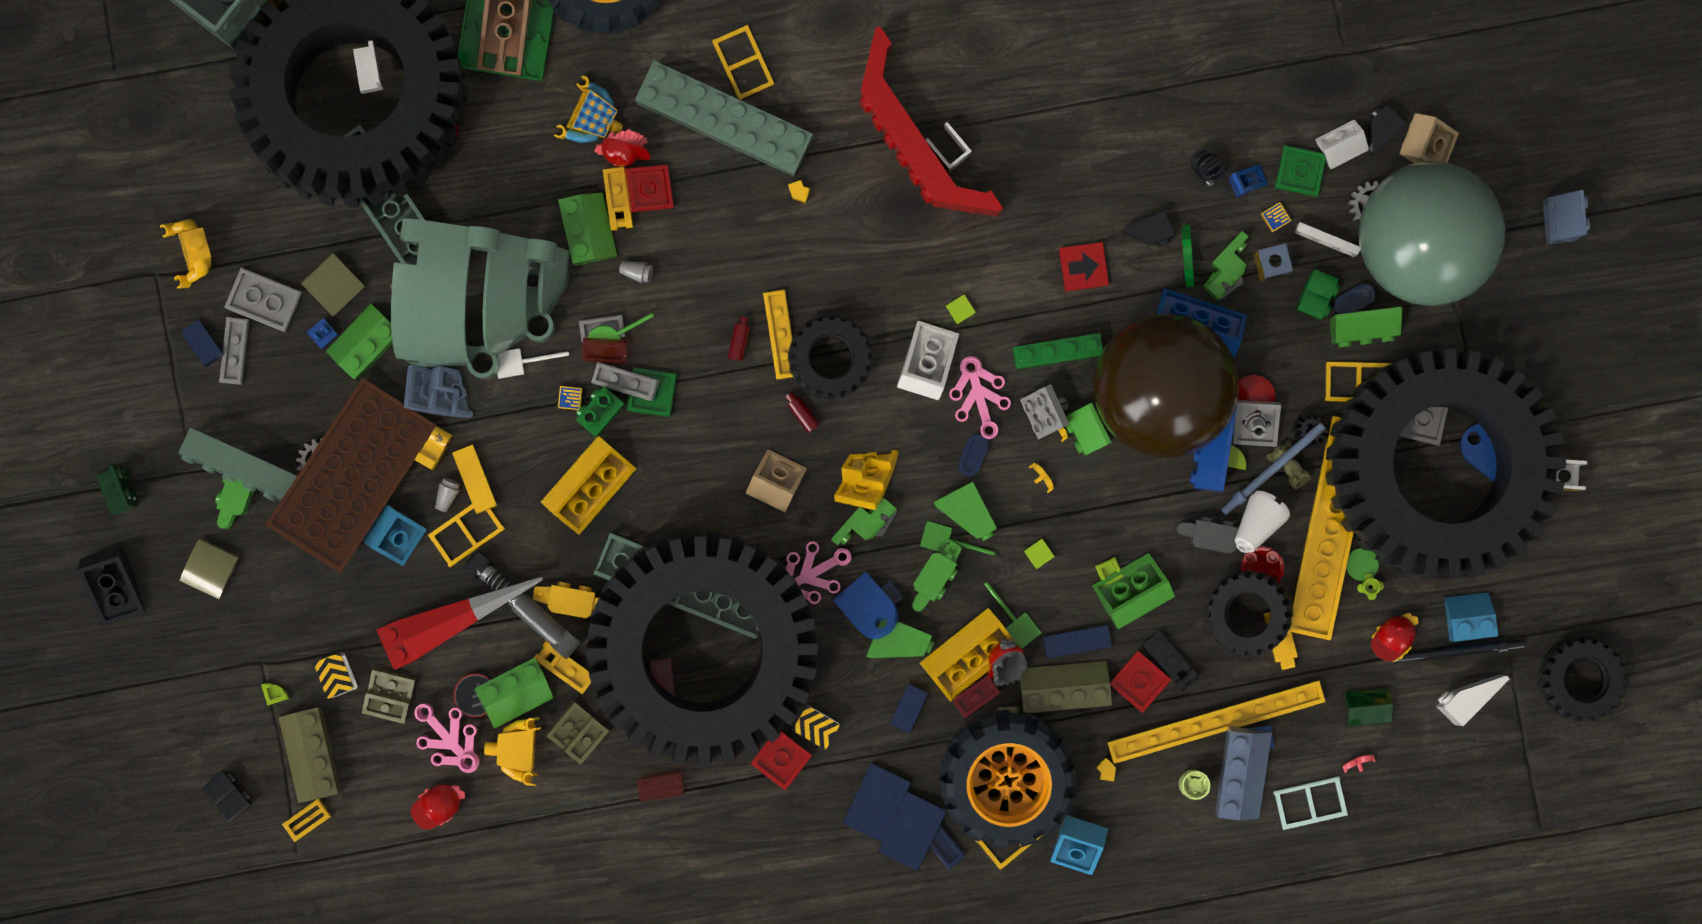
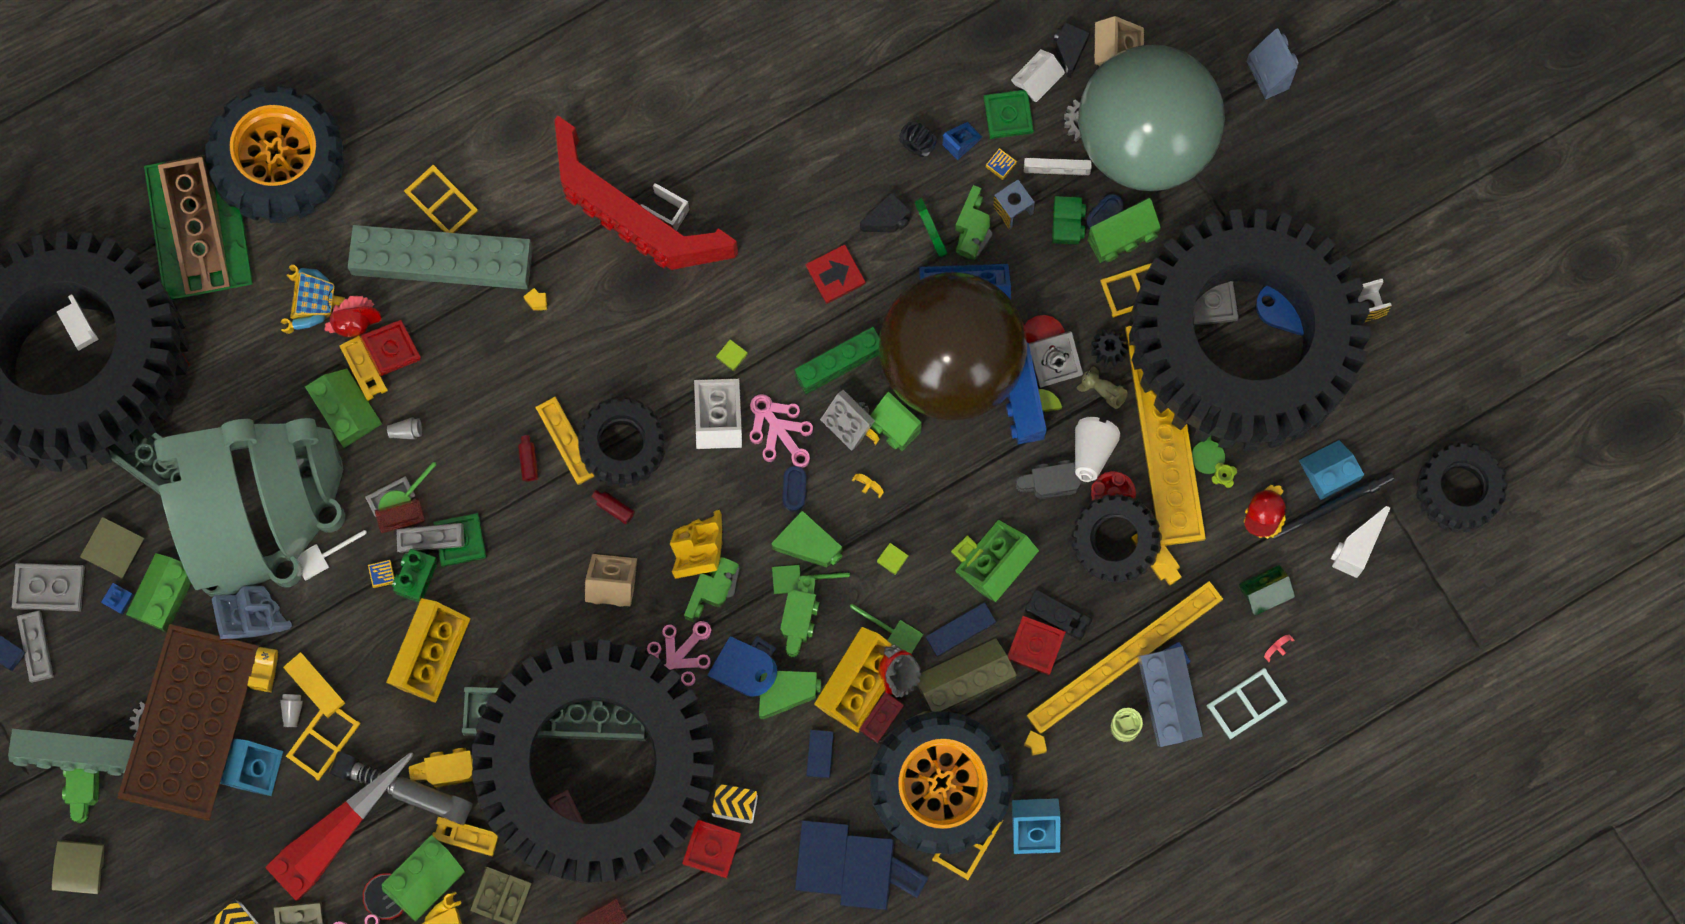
camera: 15 degrees left, 10 degrees down
(1240, 497) = (1067, 434): sand blue bar -> none

